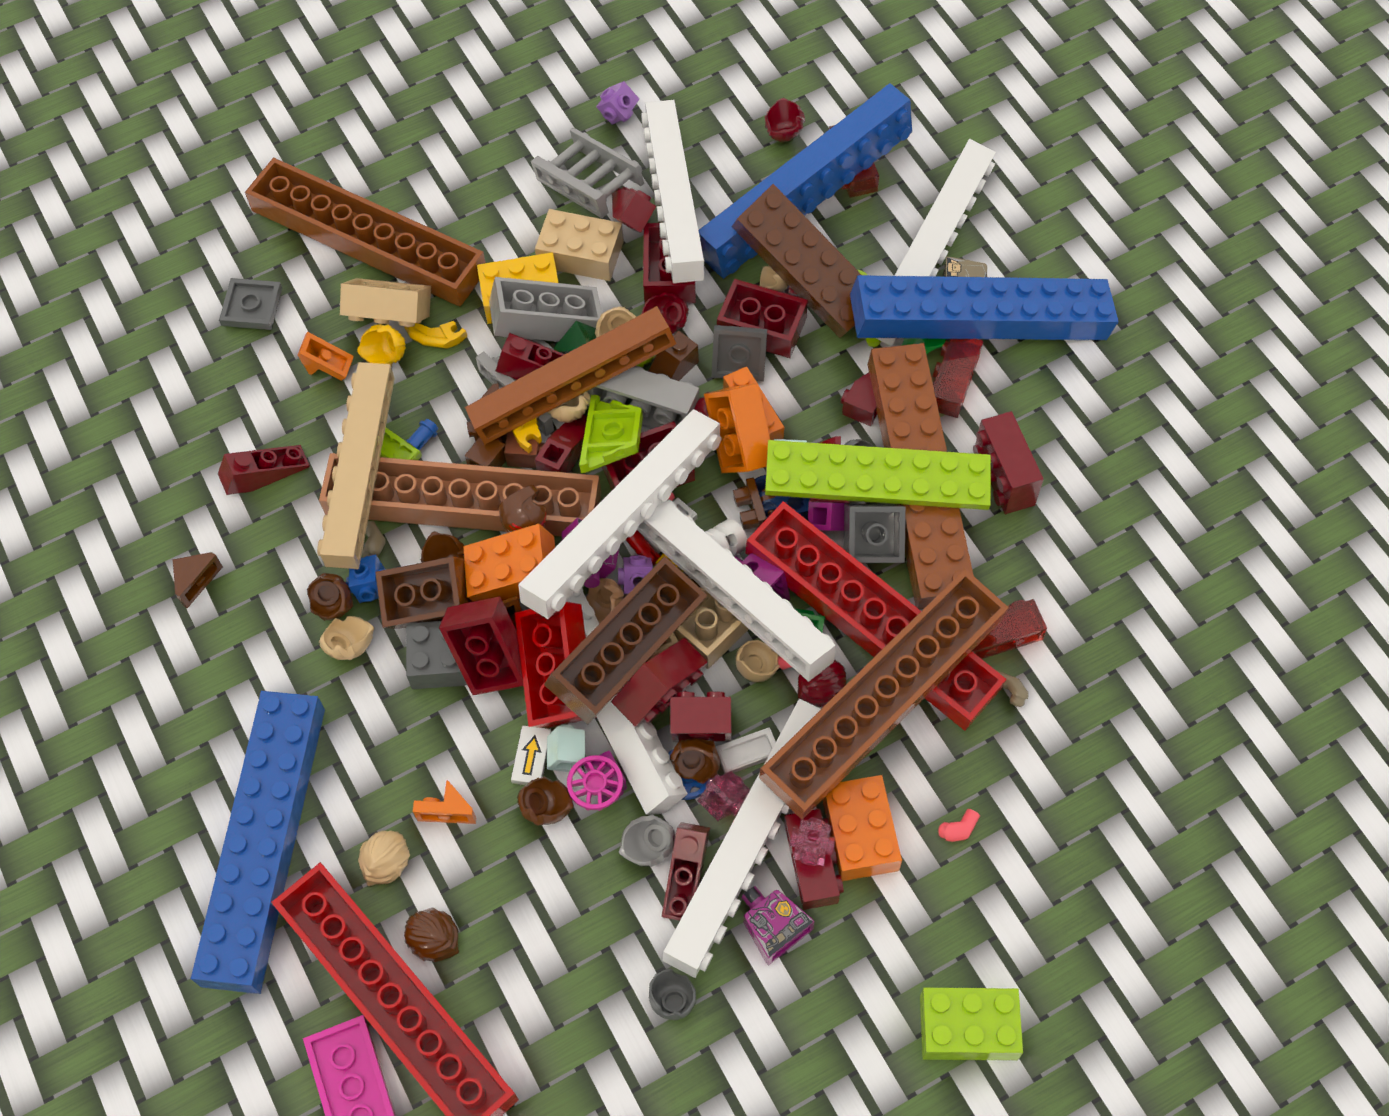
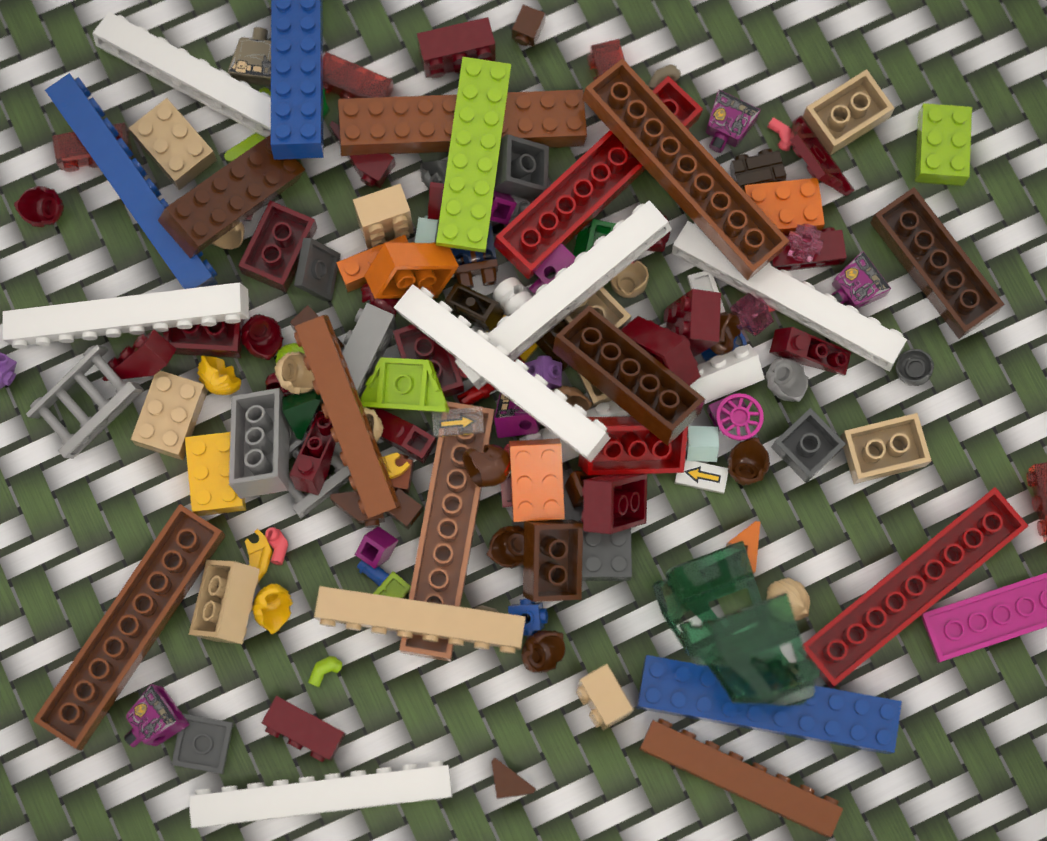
camera: 90 degrees left, 15 degrees up
(178, 815) = (741, 778): none -> dark orange brick
(192, 410) = (320, 796): none -> white brick
(258, 468) = (396, 722): dark red slope -> none
(259, 385) = (302, 729): none -> dark red brick
(268, 651) = (603, 697): none -> tan brick
(276, 258) = (154, 718): none -> torso
(285, 795) = (745, 644): none -> clear green windscreen
(321, 355) = (280, 662): orange slope -> none
(322, 399) = (322, 667): none -> lime arm
(346, 638) = (585, 634): tan hair -> none
(431, 935) = (856, 559): reddish brown hair -> none
(443, 431) = (376, 547): none -> magenta brick
(450, 352) = (278, 543): none -> coral arm
(565, 960) = (885, 448): none -> tan brick
(566, 867) = (808, 445): none -> dark grey brick
(574, 488) = (458, 422): none -> clear tile
(621, 279) = (217, 377): none -> yellow hair
(710, 499) = (474, 307): none -> dark brown brick
(800, 400) = (383, 215): none -> tan brick
(808, 1017) = (936, 263): none -> reddish brown brick
(864, 221) = (173, 144): none -> tan brick
(907, 798) = (758, 169): none -> dark brown brick
(930, 863) = (817, 158): none -> dark red wing
(965, 762) = (730, 121): none -> torso
(995, 899) = (848, 112): none -> tan brick
(1049, 538) = (528, 26): none -> reddish brown brick

